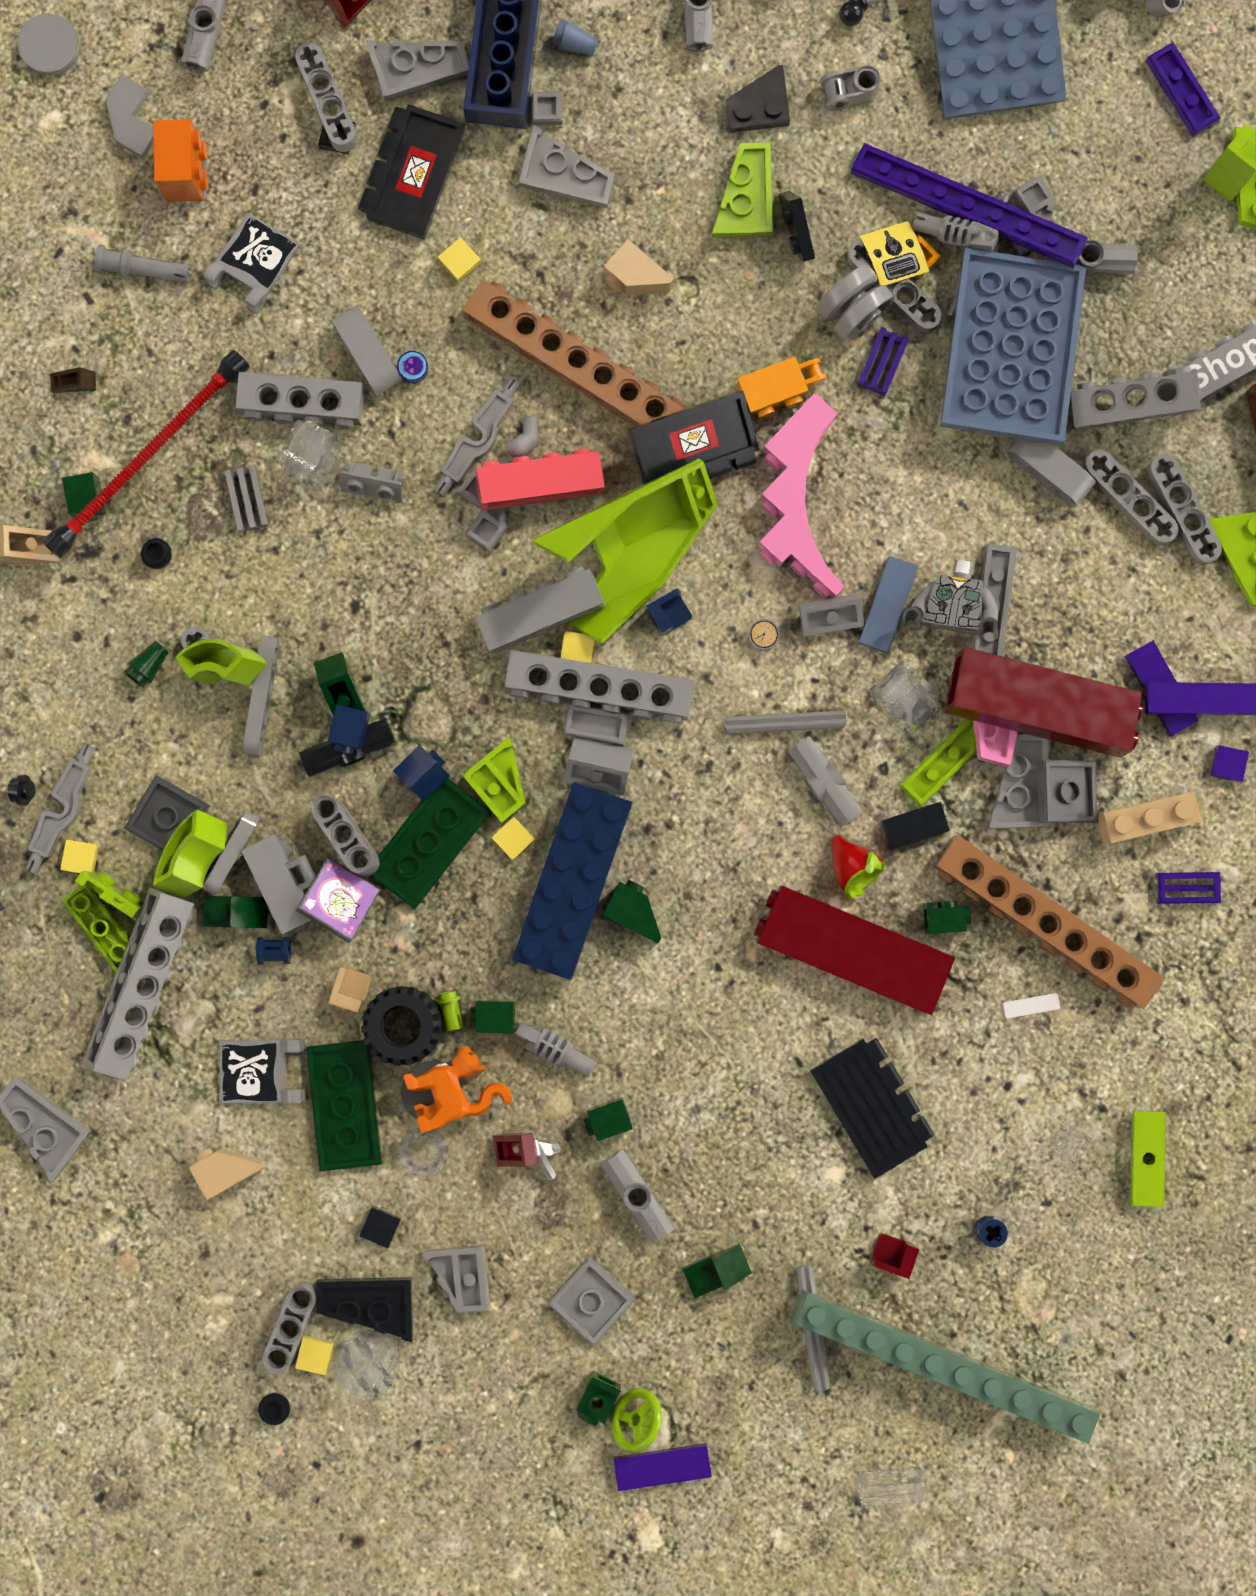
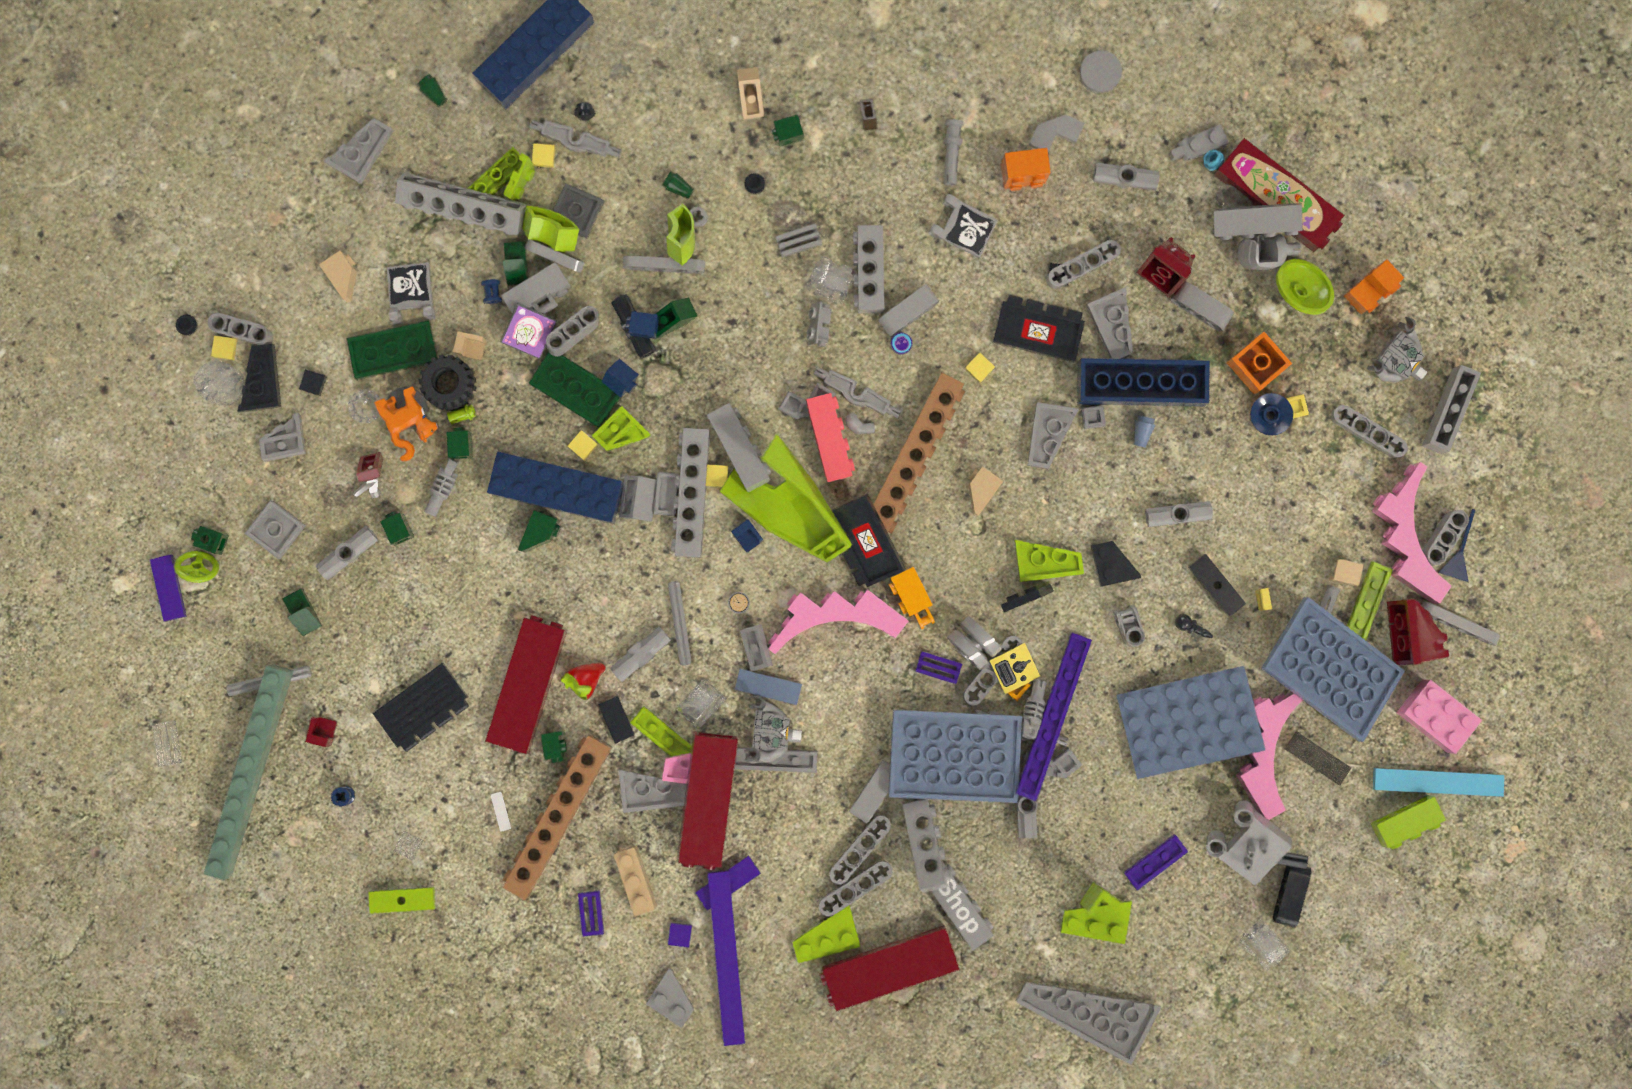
camera: 85 degrees right, 0 degrees up
(61, 539) = (754, 119): red hose -> none
(1067, 791) = (648, 822): dark grey tile -> none

